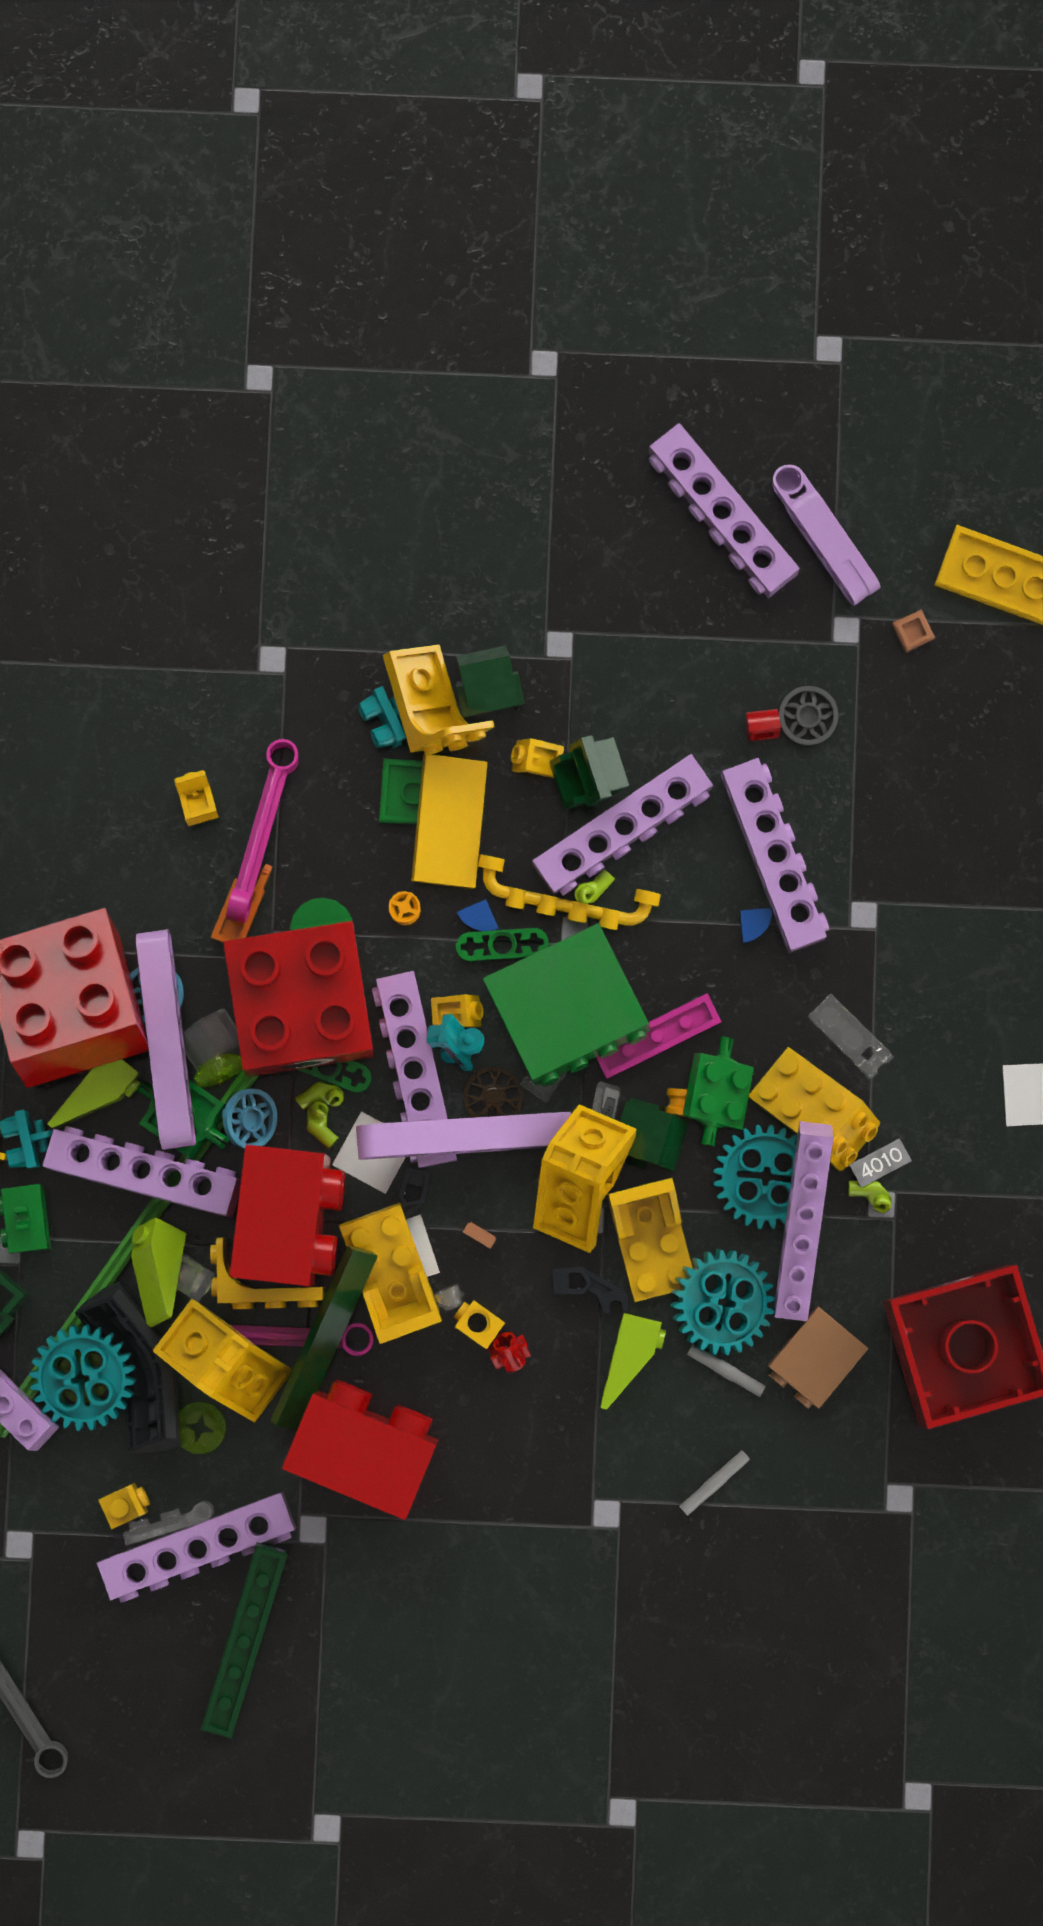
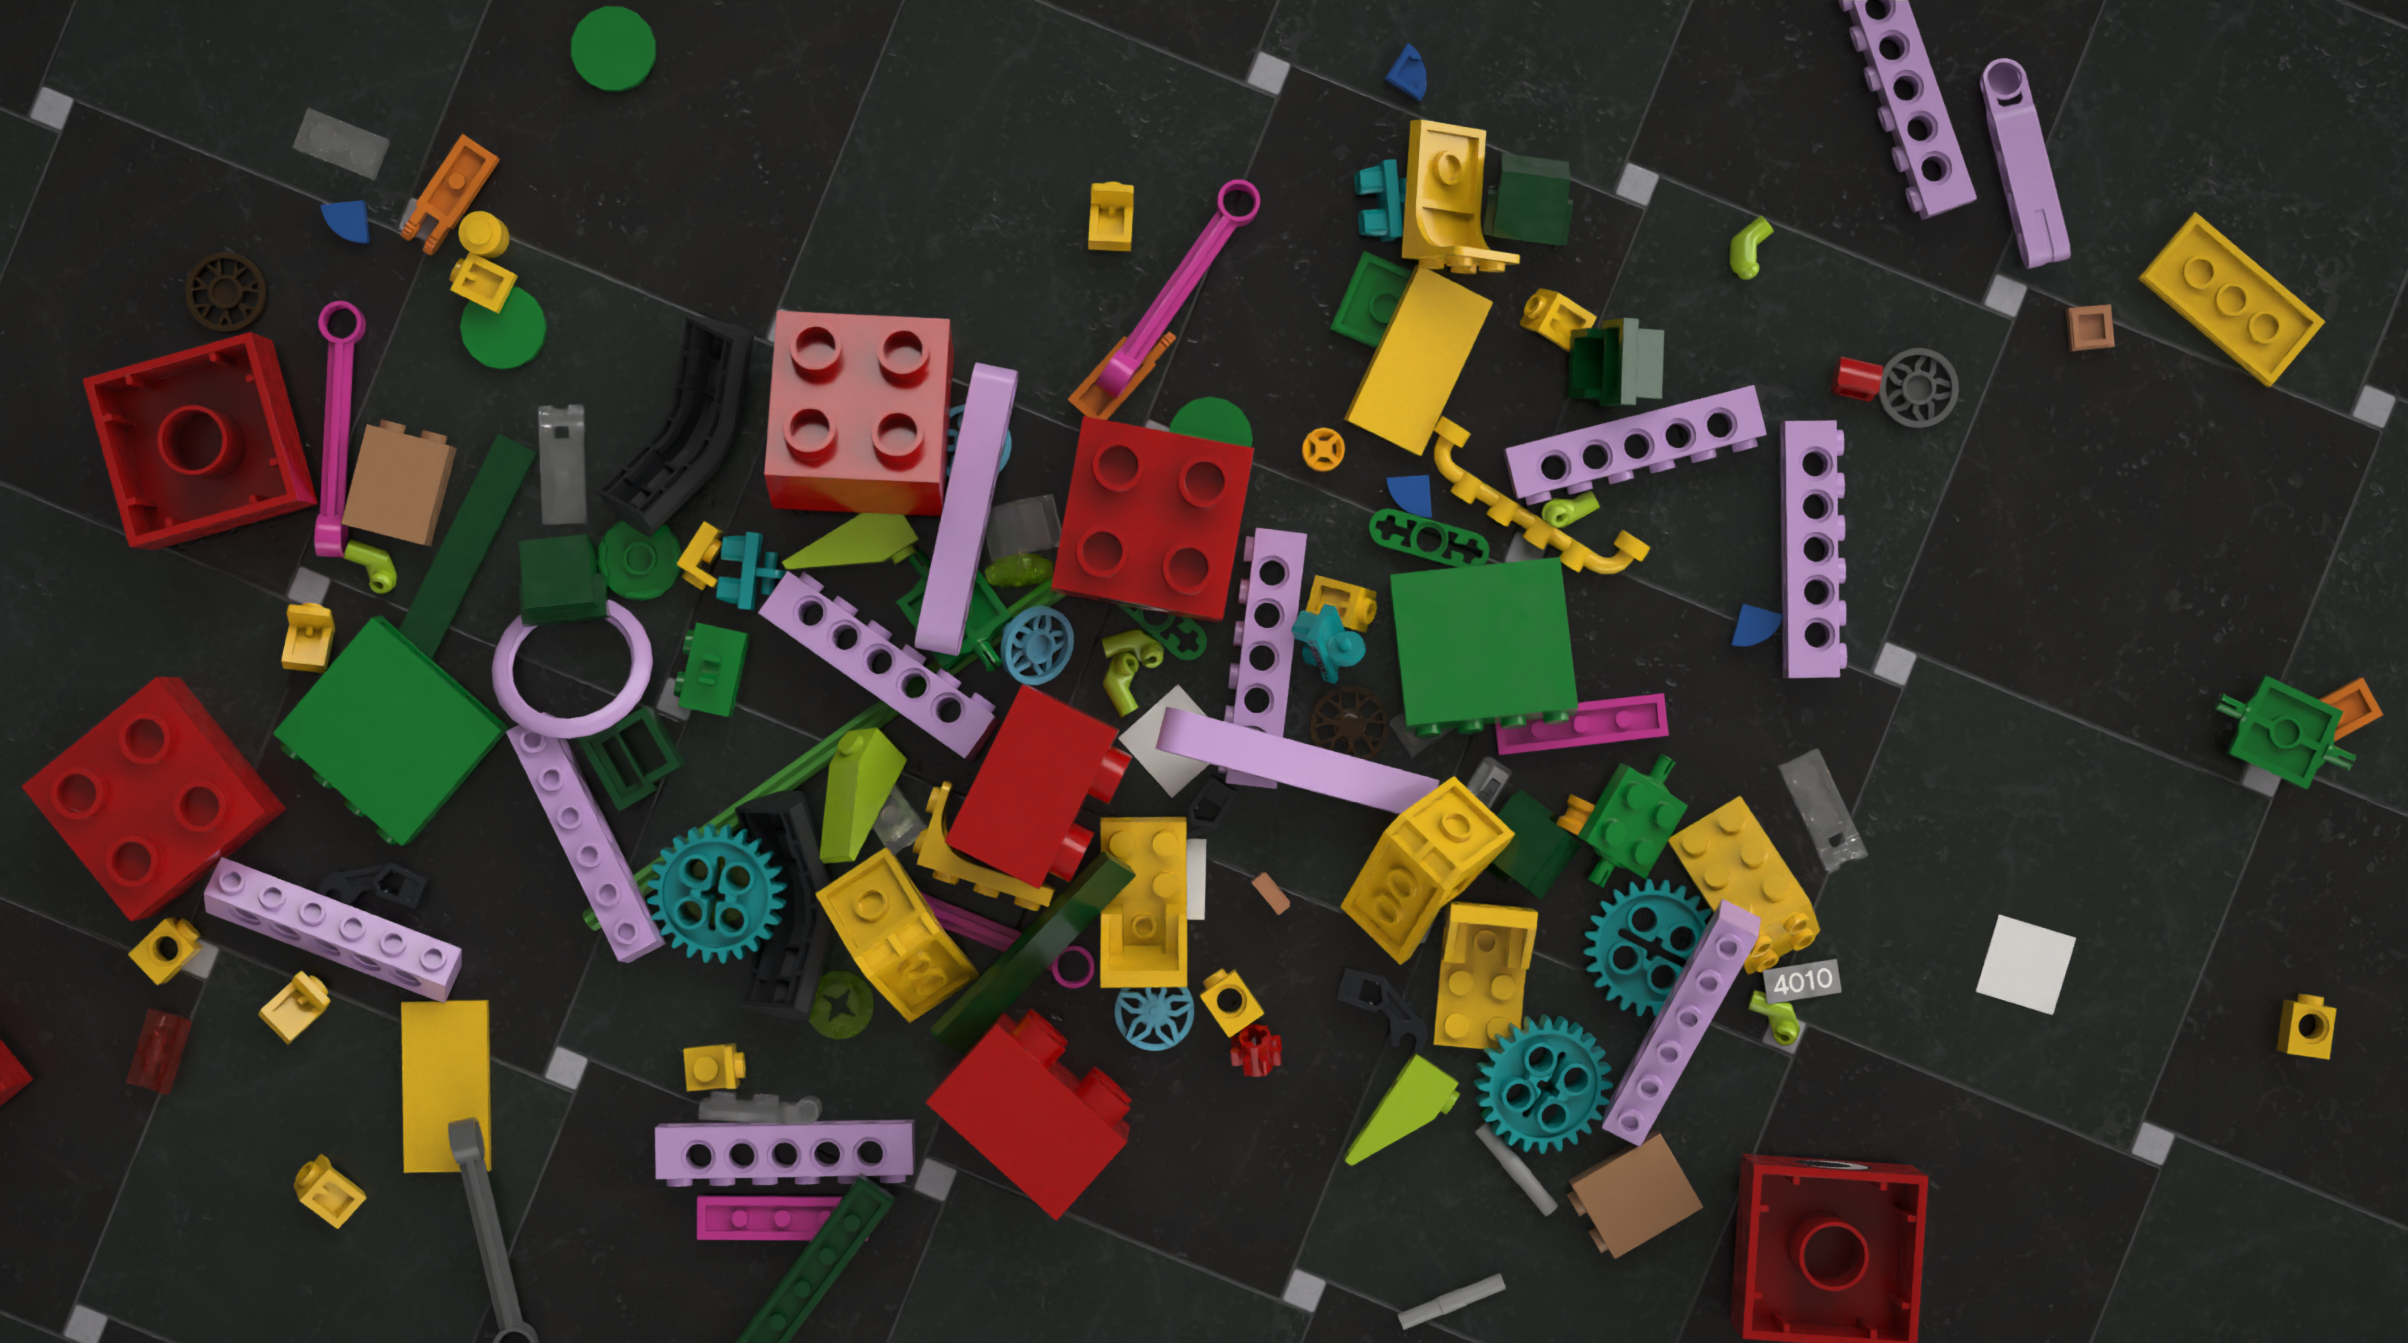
camera: 25 degrees right, 5 degrees up
(197, 1601) = (762, 1216): none -> dark pink plate
(371, 624) = (1409, 74): none -> blue tile
(427, 1351) = (1154, 1011): none -> medium azure wheel
(449, 1297) = (1205, 956): clear plate -> none
(650, 660) = (1744, 248): none -> lime arm

